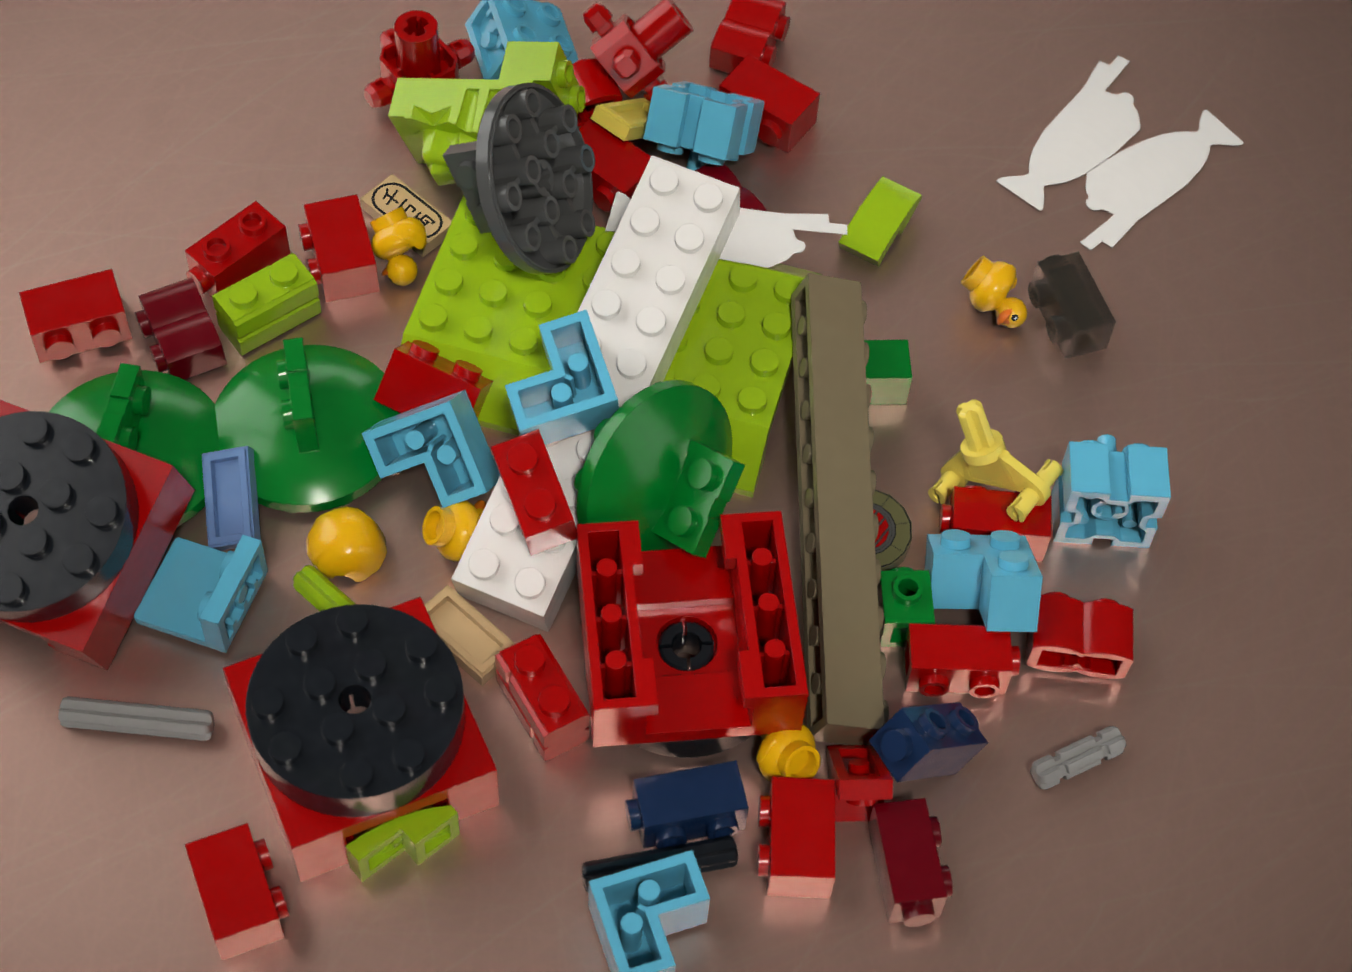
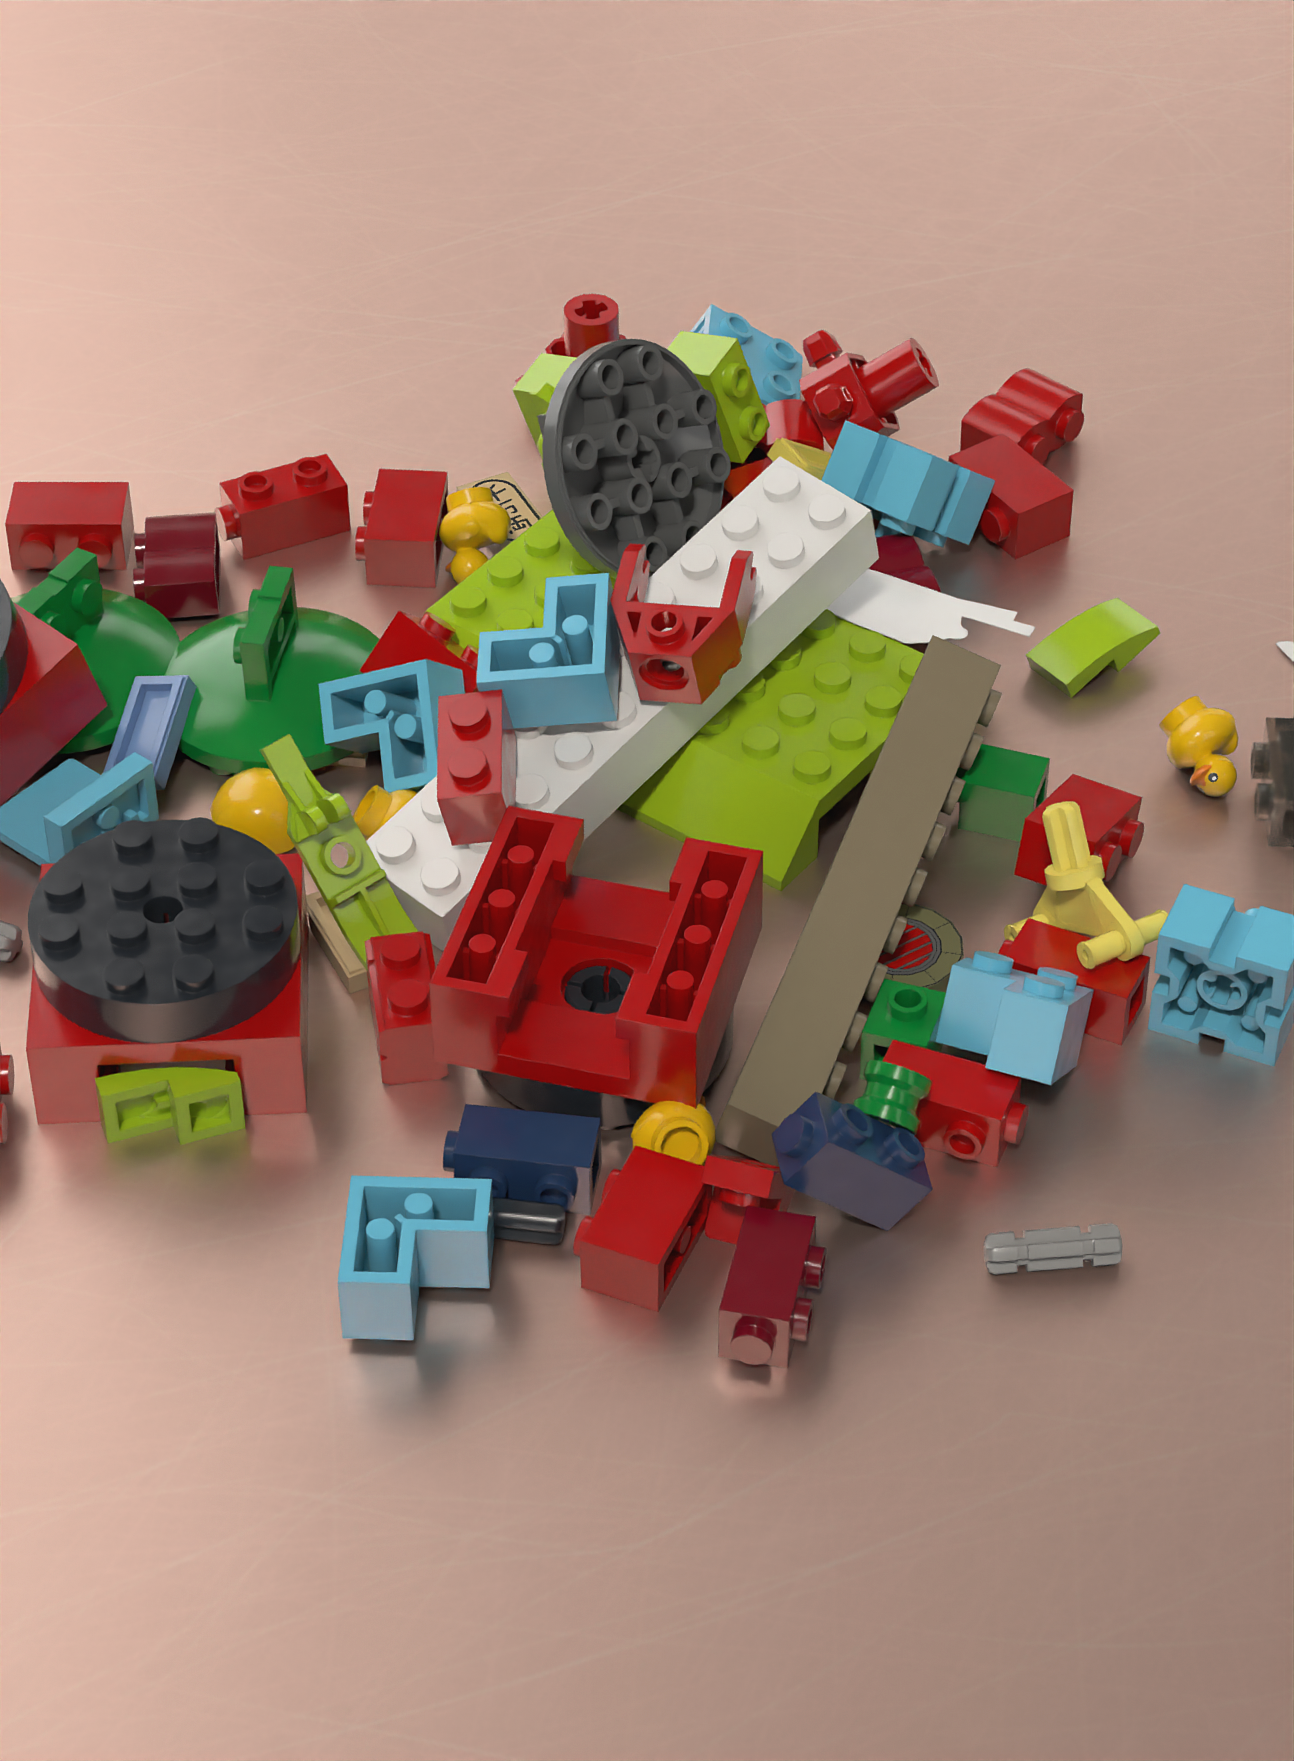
camera: 25 degrees right, 15 degrees down
(267, 303) = (311, 544): lime brick -> none
(471, 614) = (317, 822): none -> lime piece
(645, 351) = (701, 637): none -> red piece
(662, 464) = (645, 772): green bracket -> none
(938, 682) = (893, 1094): none -> green wheel
(946, 383) = (1108, 822): none -> red brick
(1082, 637) = (1118, 1121): red brick -> none

